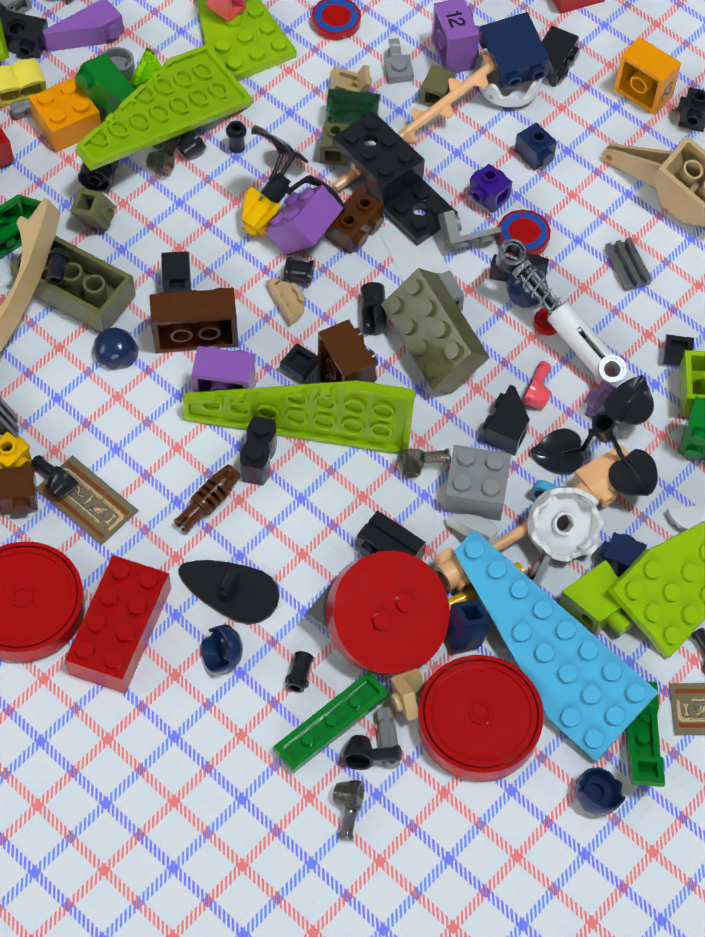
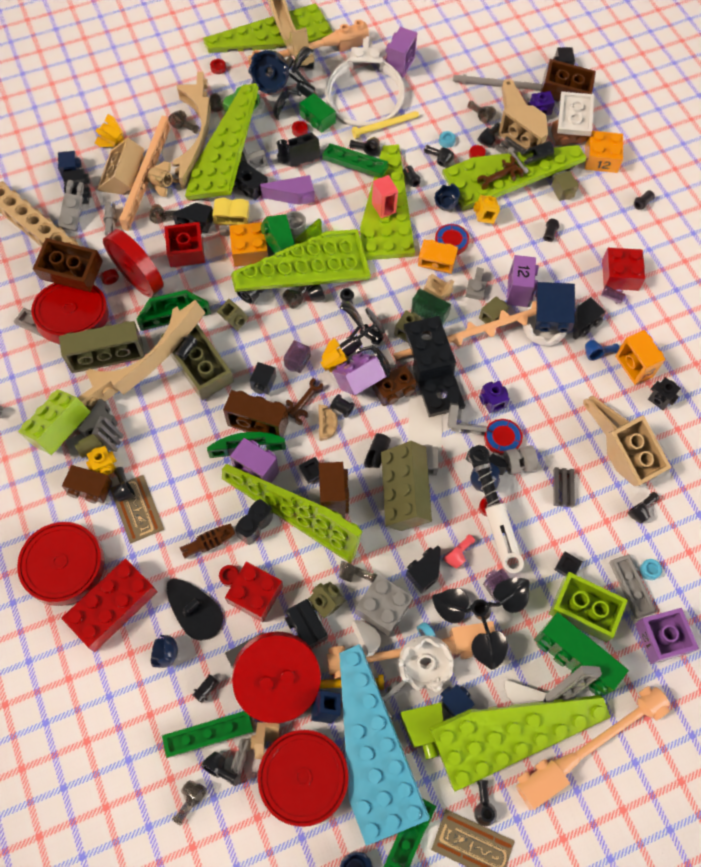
camera: 25 degrees right, 5 degrees up
(115, 348) = (203, 413): dark blue hair -> none
(182, 363) = (220, 447): none -> green slope
(207, 231) = (297, 357): none -> clear purple brick
(241, 299) = (296, 411): none -> reddish brown bar
(257, 530) = (228, 575): none -> red tile
(295, 170) = (374, 336): none -> black pin
(303, 532) = (254, 591): none -> red brick
(330, 43) = (437, 256): none -> light orange brick
(410, 499) = (326, 599): none -> olive brick
(535, 146) = (540, 378): dark blue brick -> none
(562, 248) = (520, 460): none -> light grey wheel
(576, 15) = (613, 294): none -> clear purple pin
(588, 89) = (595, 350): none -> blue bar

